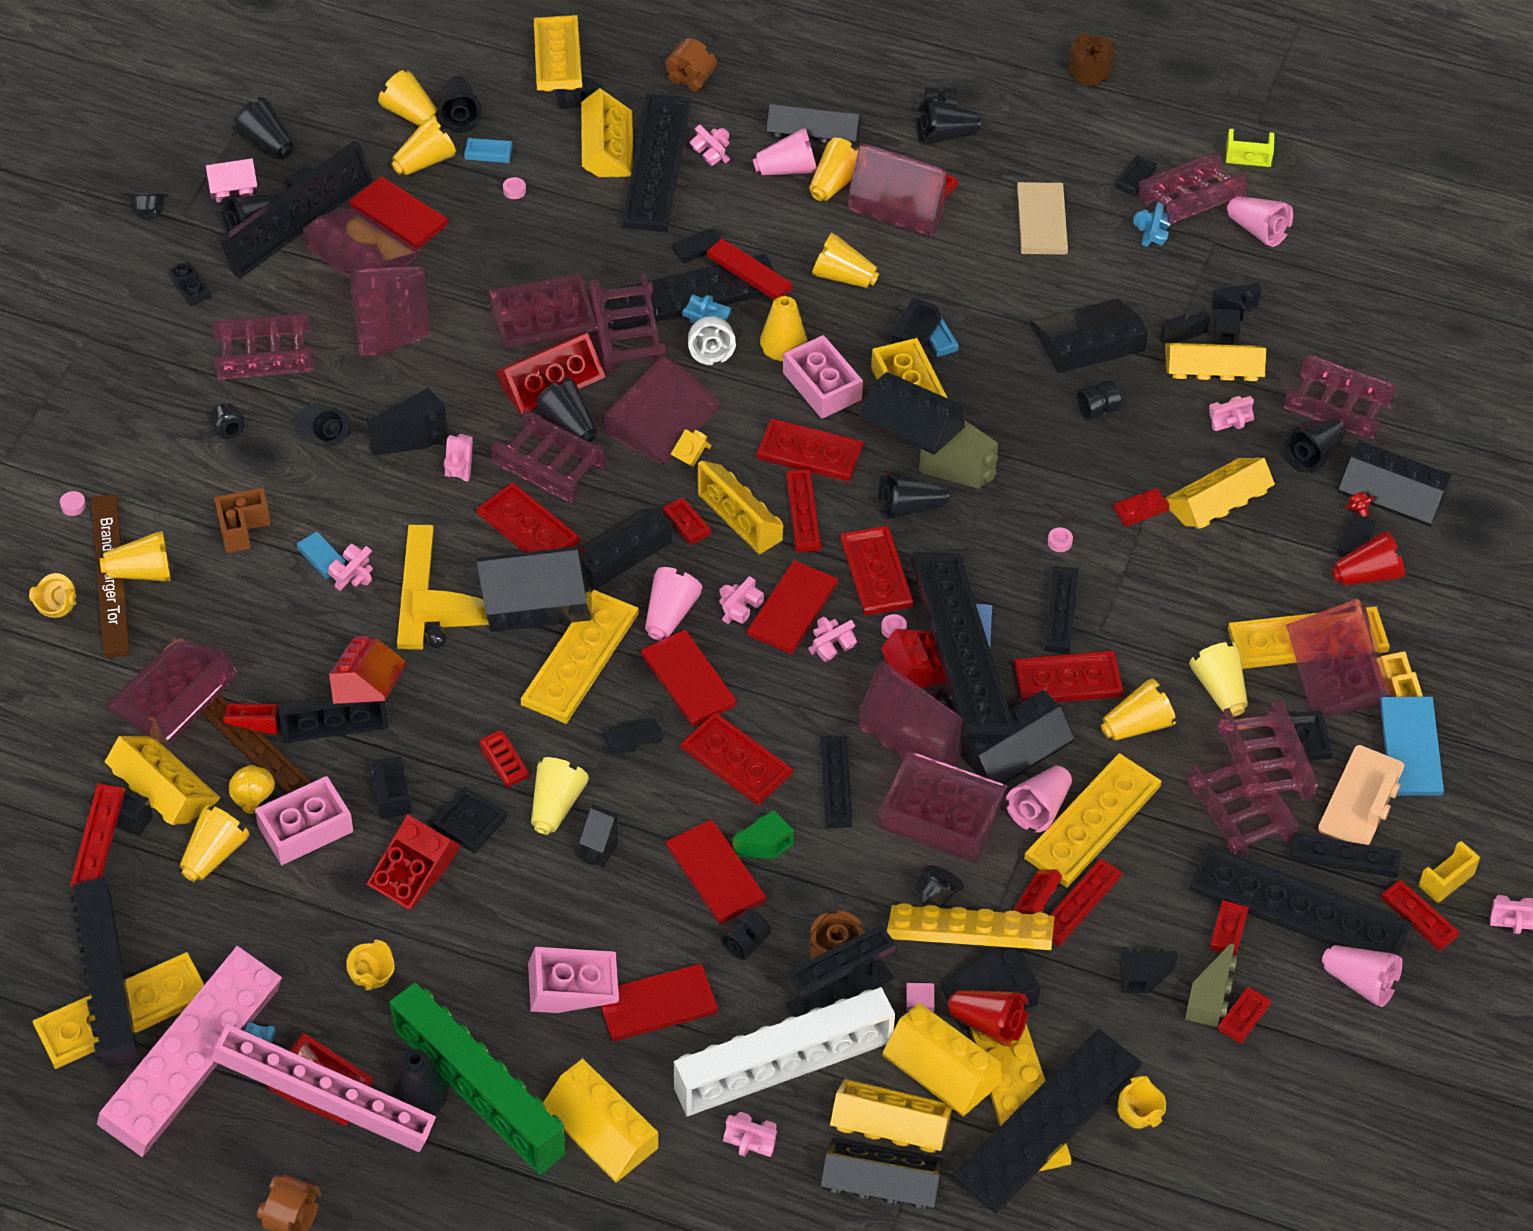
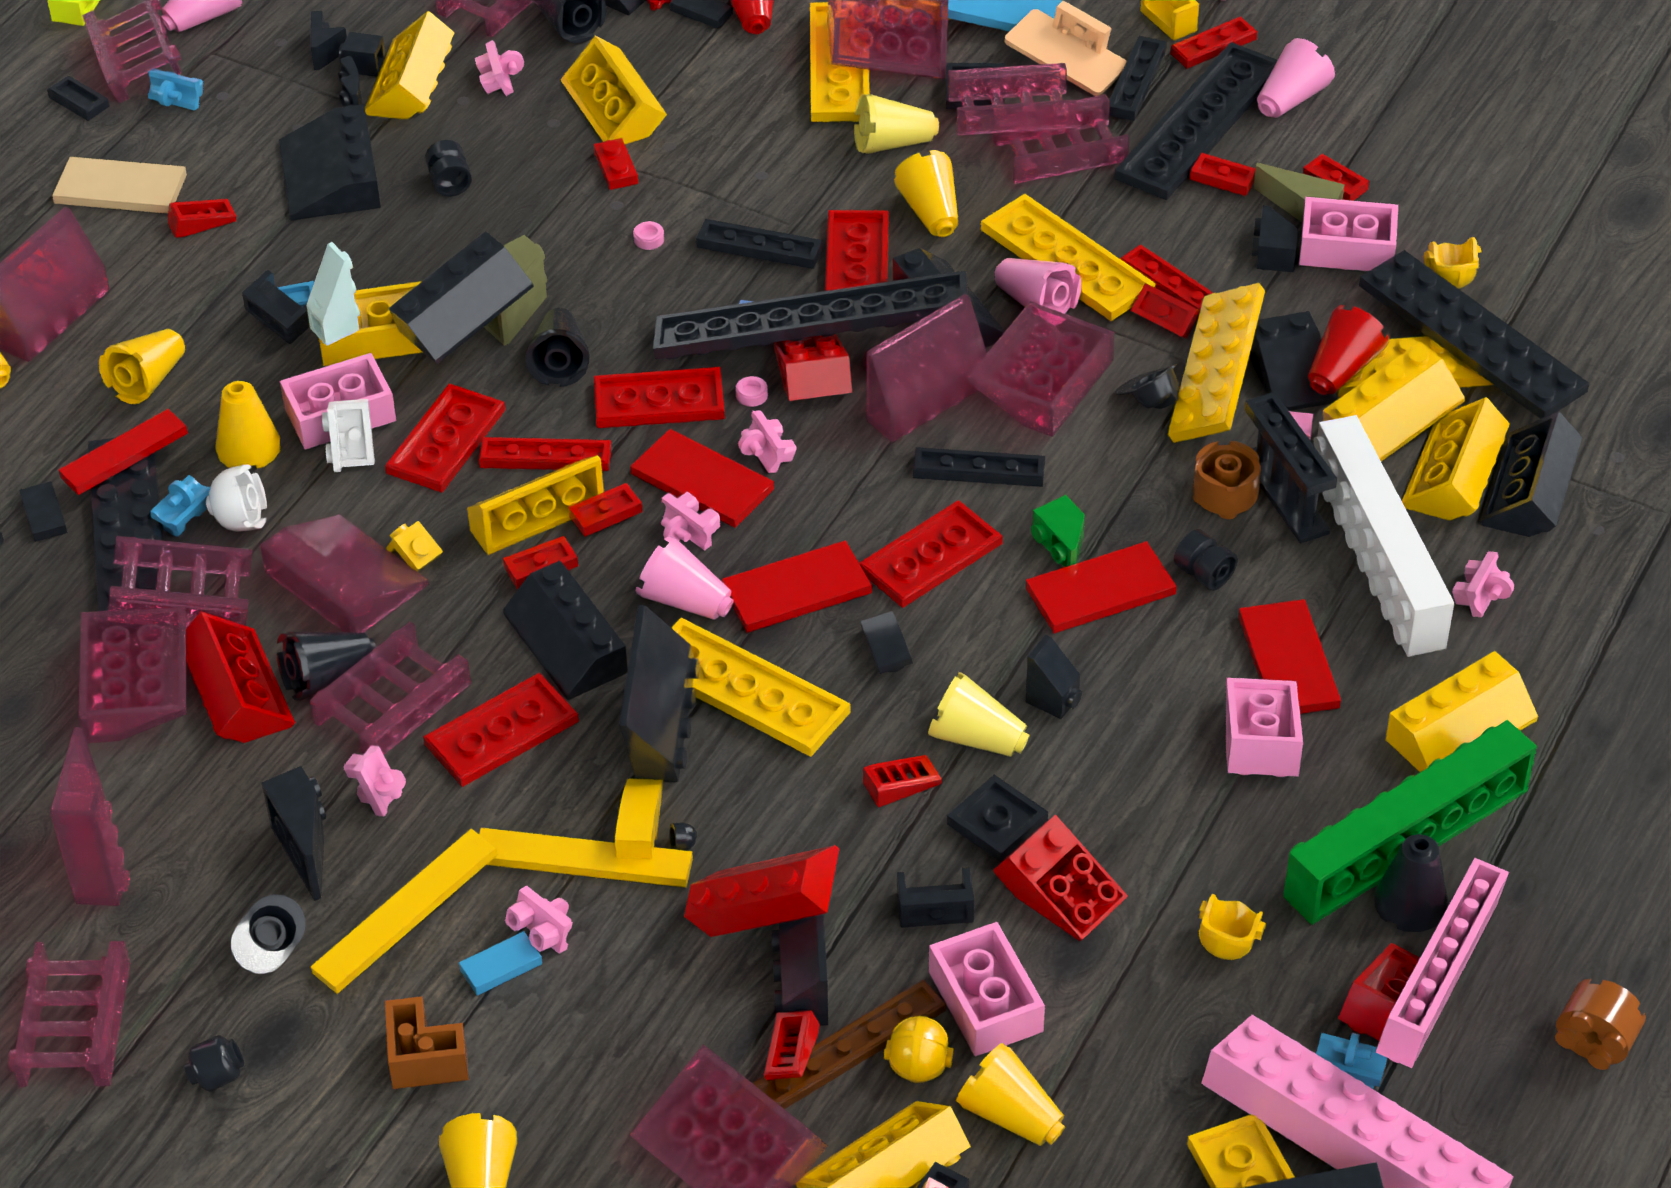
camera: 80 degrees left, 5 degrees down
(358, 496) = (403, 911): none -> yellow tile
(746, 551) = (605, 509): none -> red plate
(782, 384) = (349, 434): none -> white bracket
(887, 340) = (331, 300): none -> light aqua slope
(1015, 254) = (198, 216): none -> red slope
(1158, 1020) = (1347, 234): none -> bright pink brick

